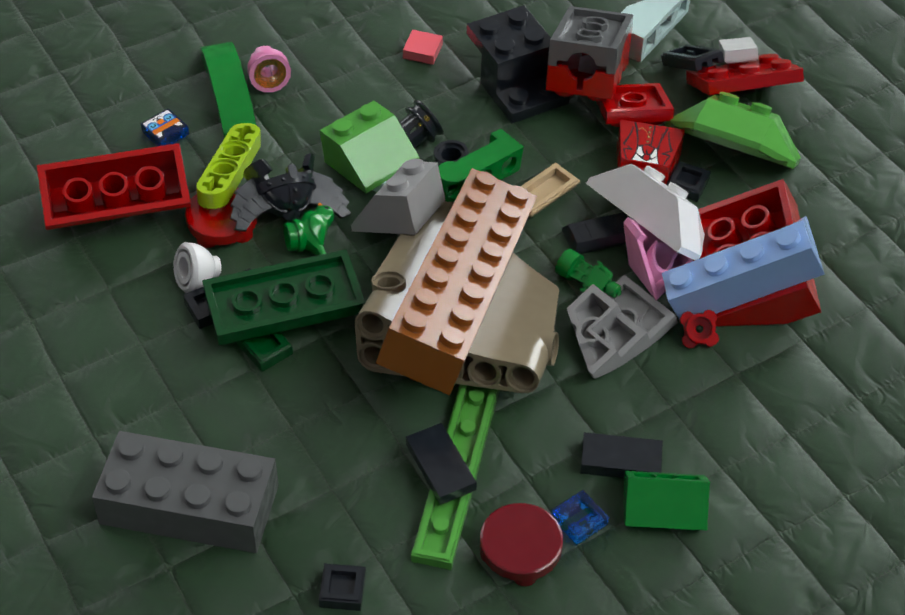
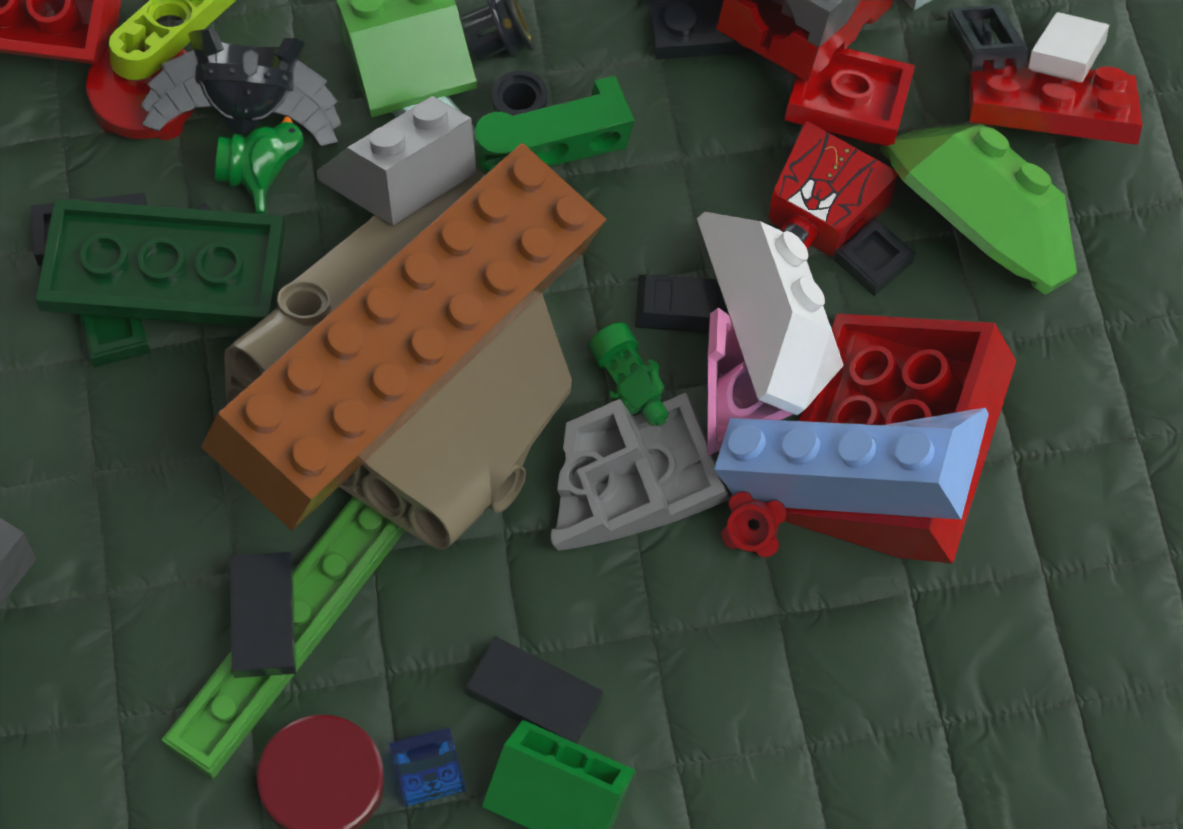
camera: 20 degrees right, 15 degrees up
(193, 265) = (67, 165): white brick -> none
(342, 587) = (49, 752): black tile -> none
(550, 186) = (643, 197): tan tile -> none

